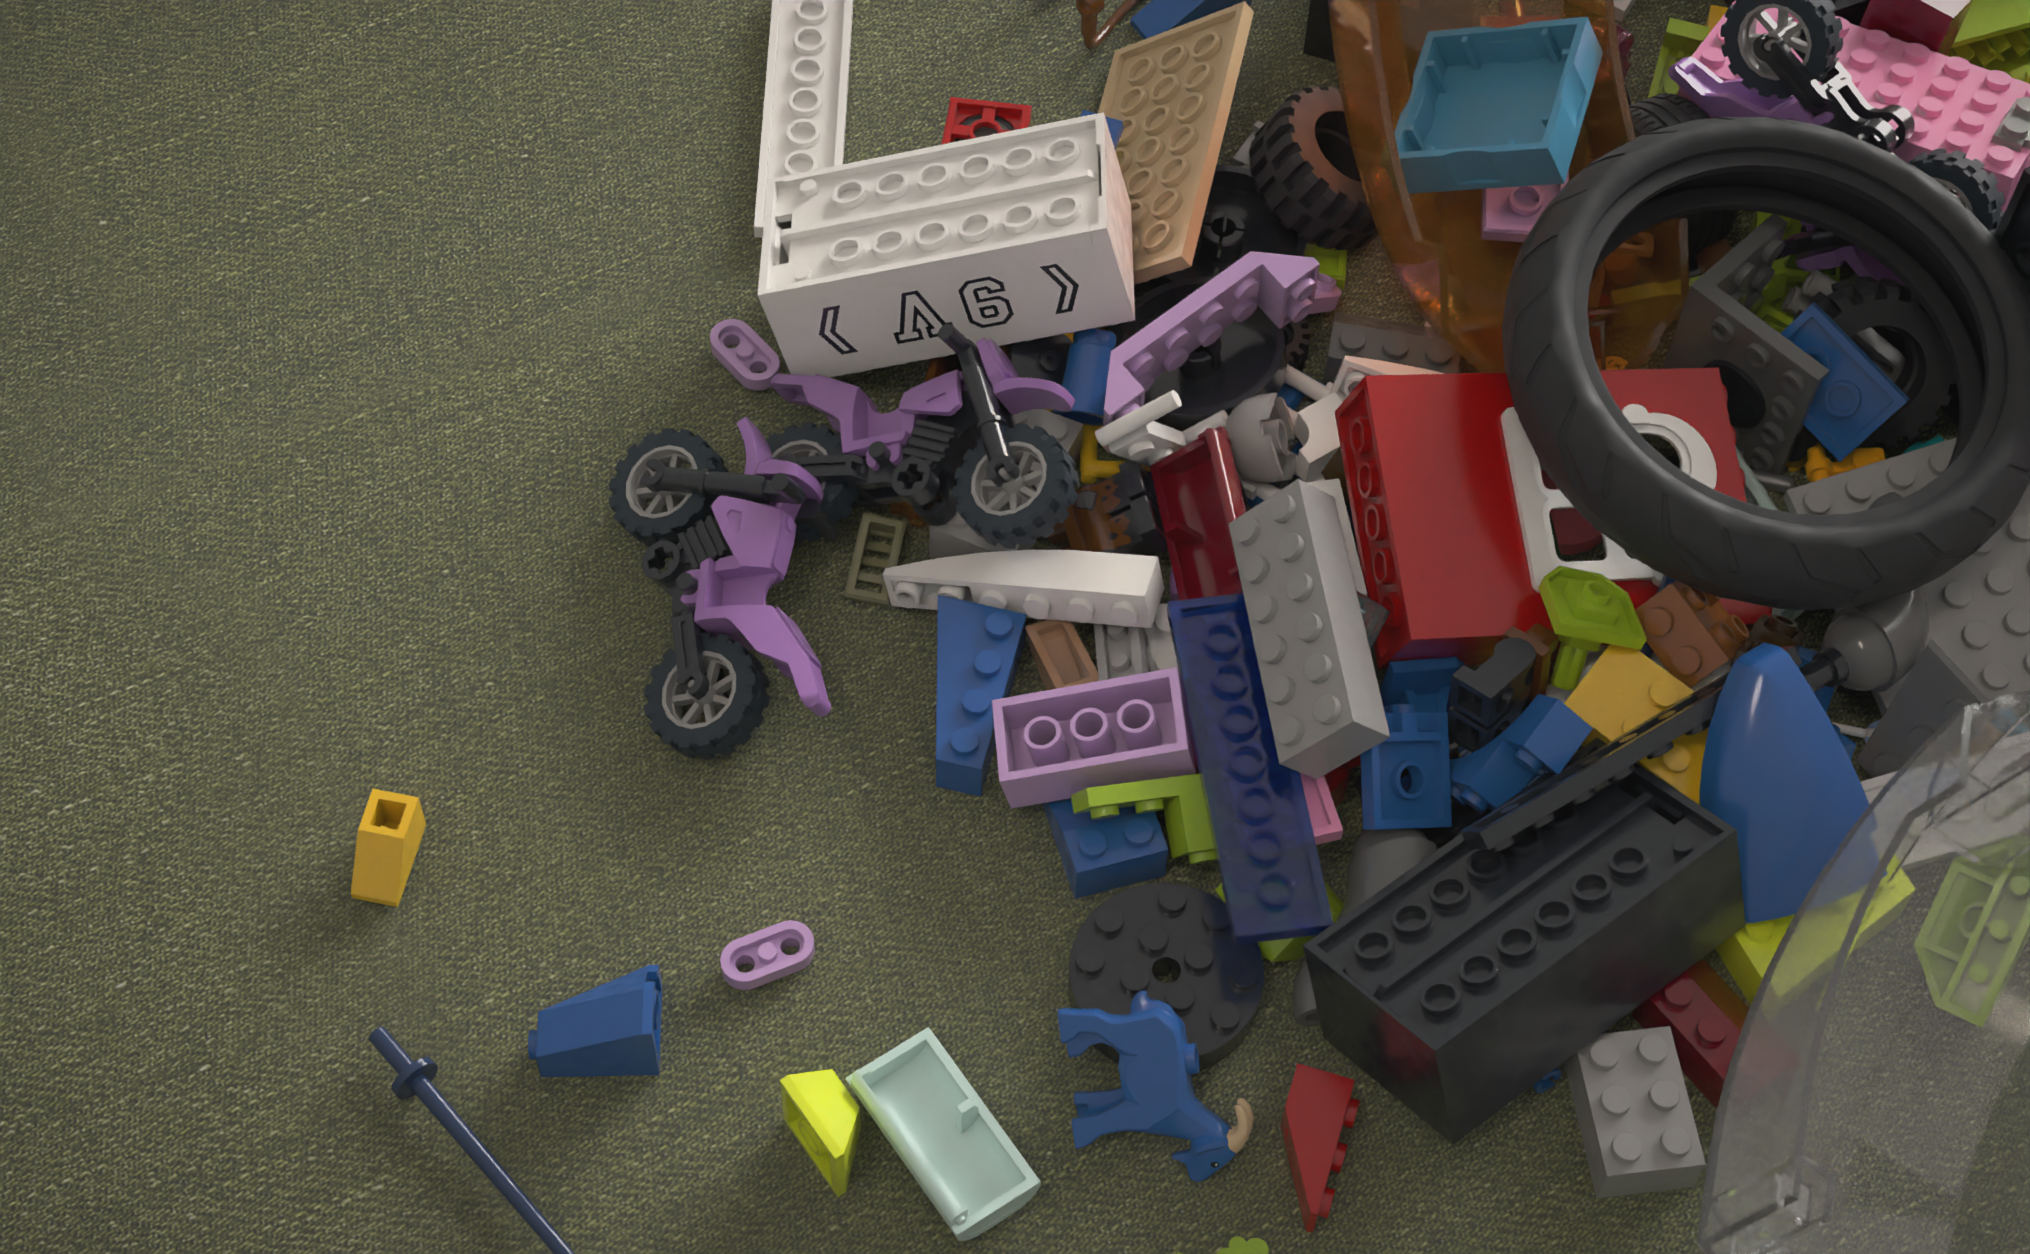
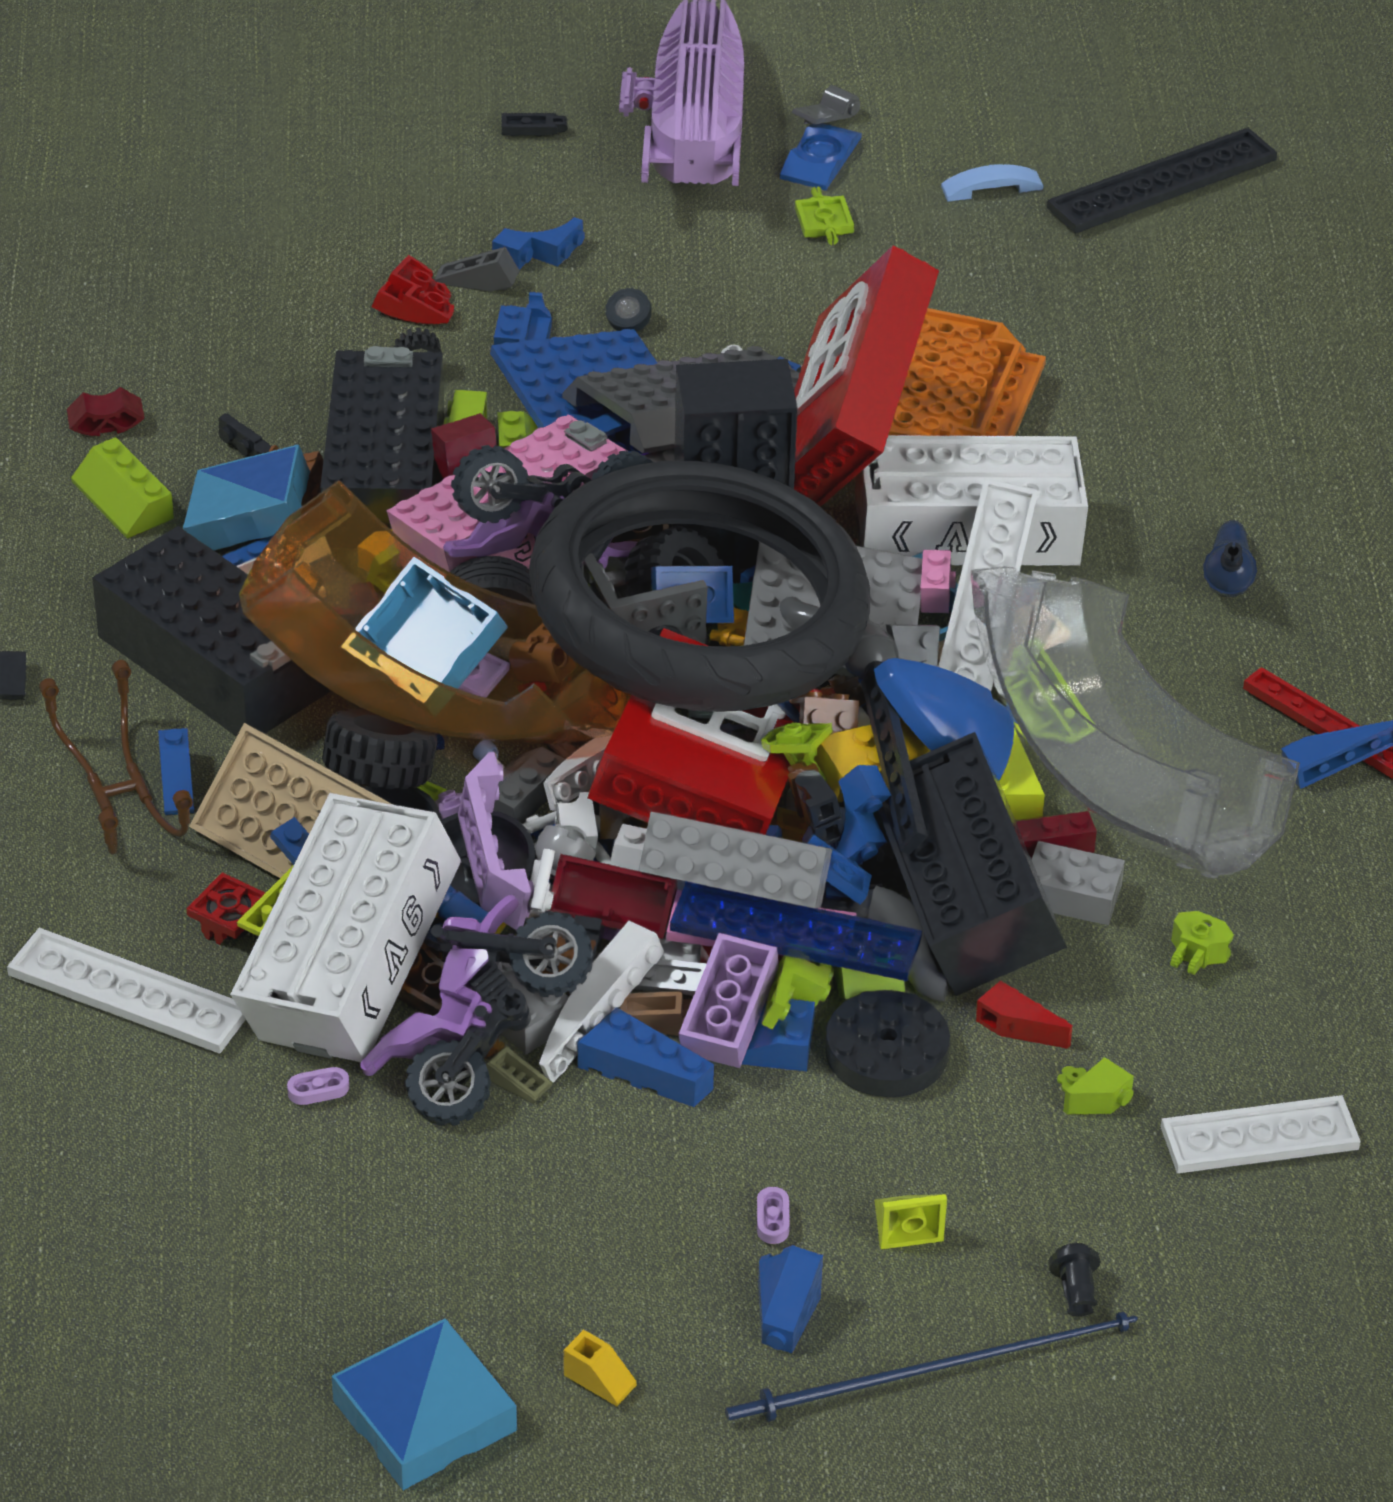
camera: 65 degrees left, 15 degrees down
(254, 675) = (424, 1403): none -> dark azure tile
(727, 549) = (504, 1137): piece -> none
(945, 1135) = (938, 1166): light aqua container -> none
(1154, 1087) = (962, 1063): blue animal -> none

